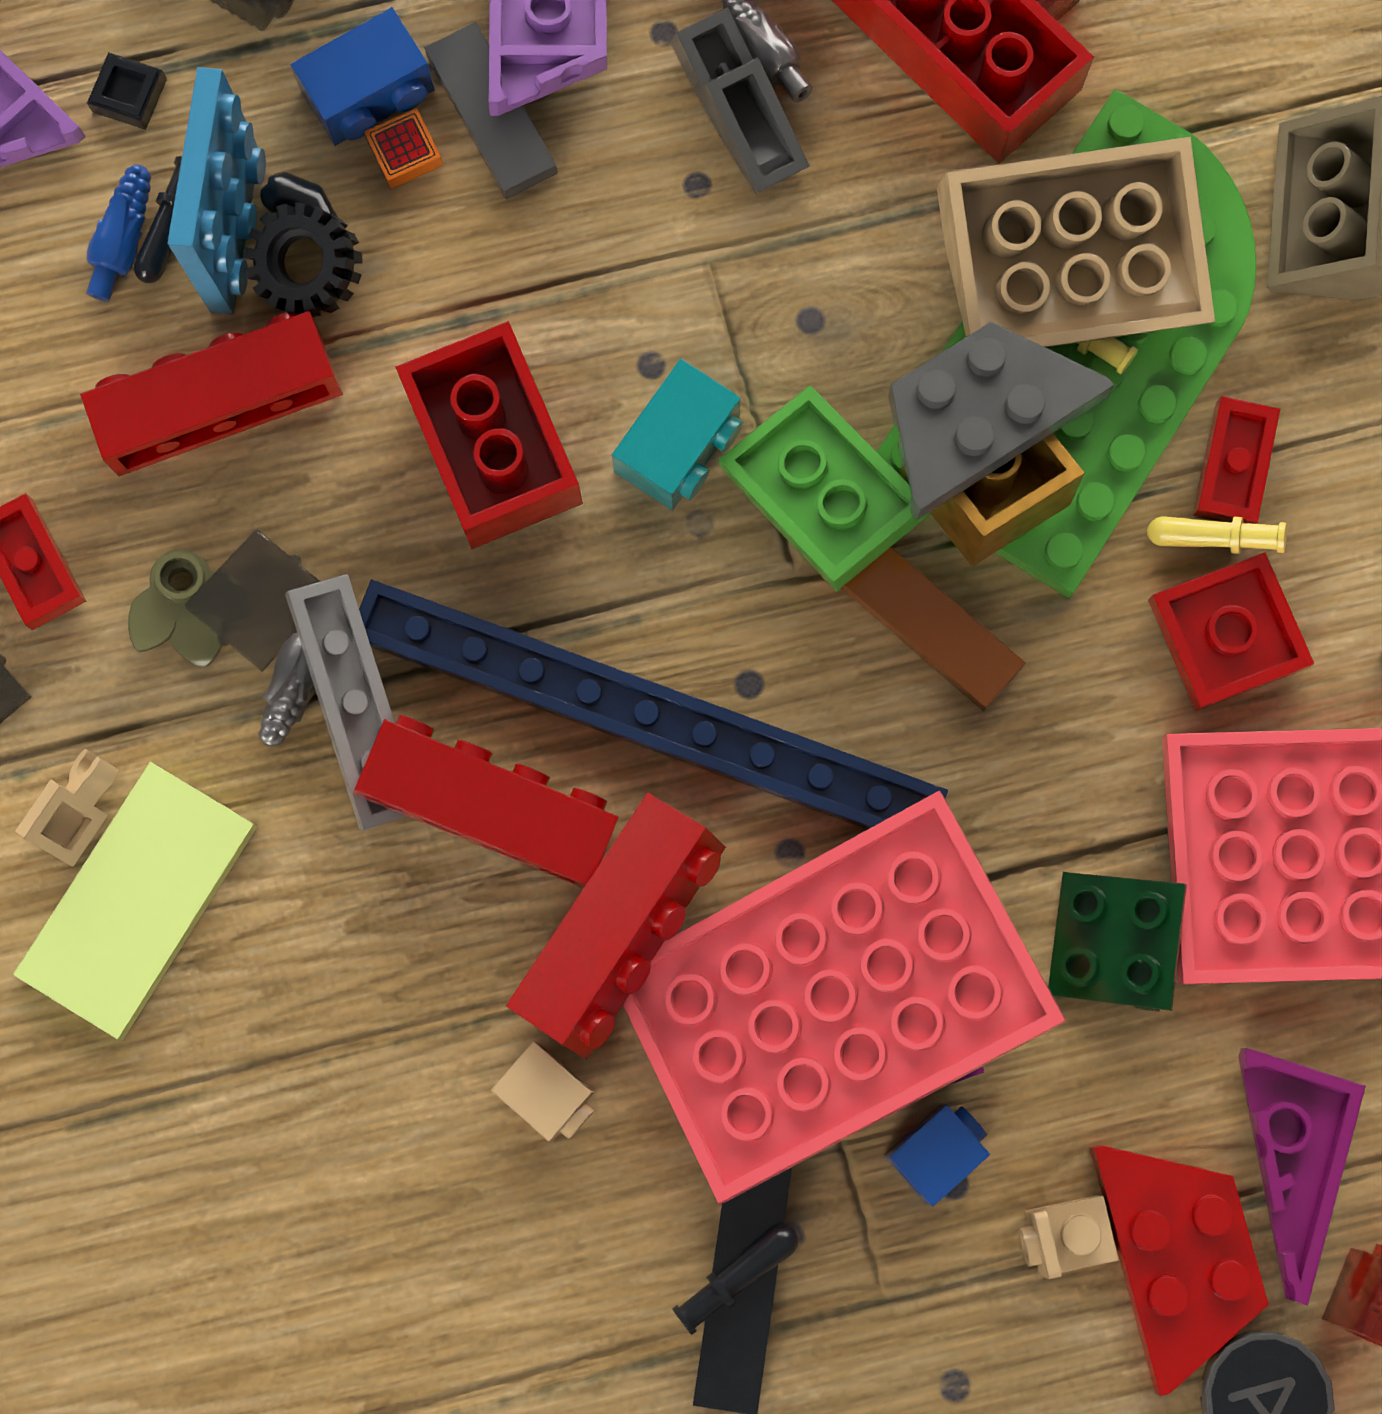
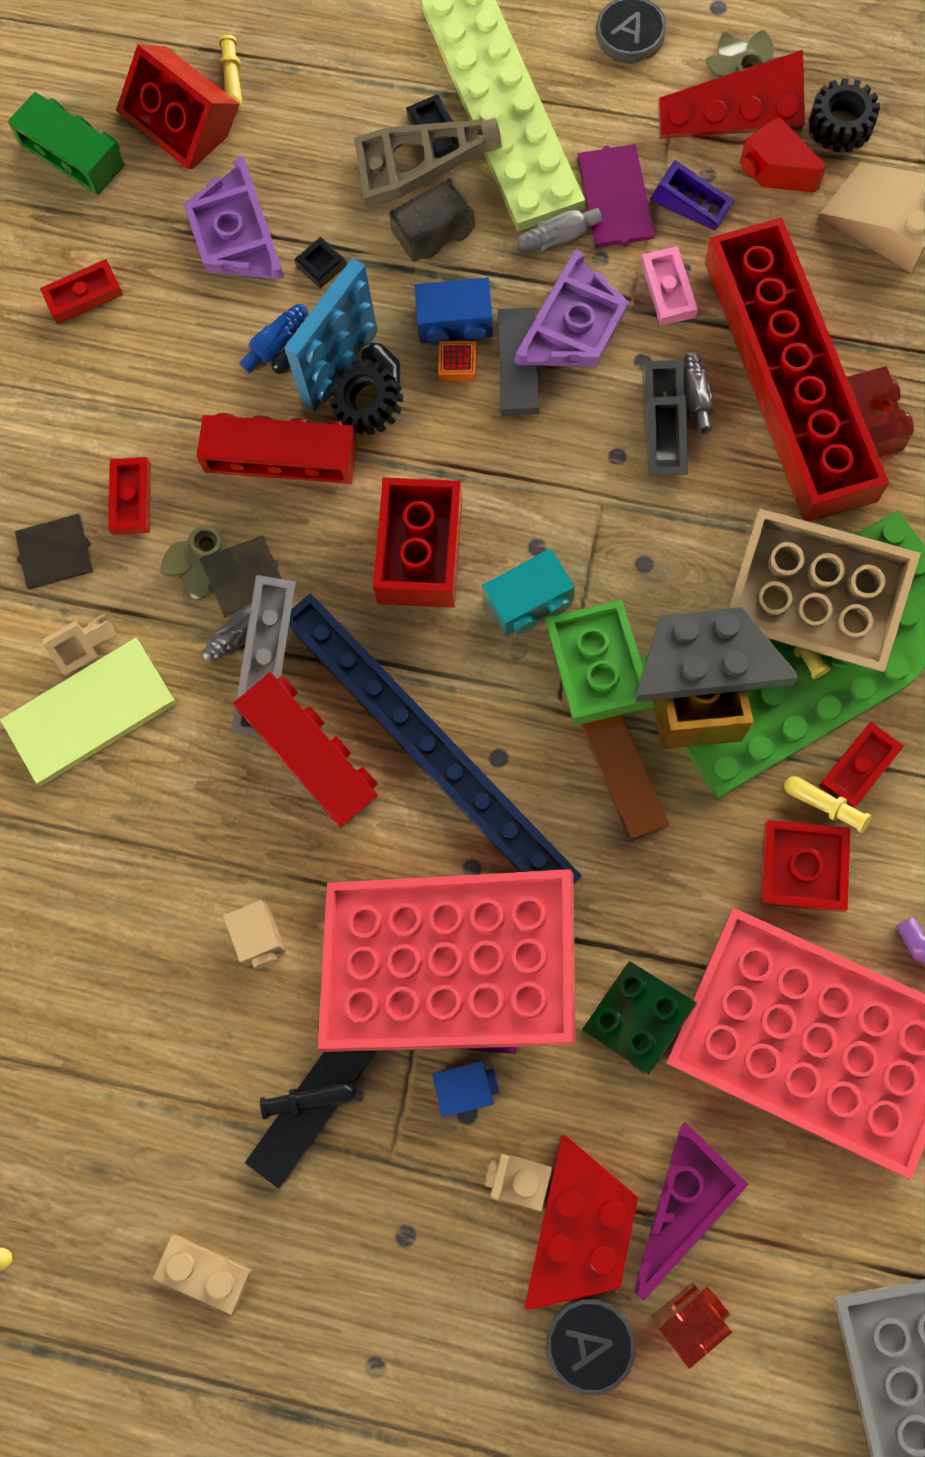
camera: 35 degrees right, 5 degrees down
(617, 926) = (343, 858): red brick -> none

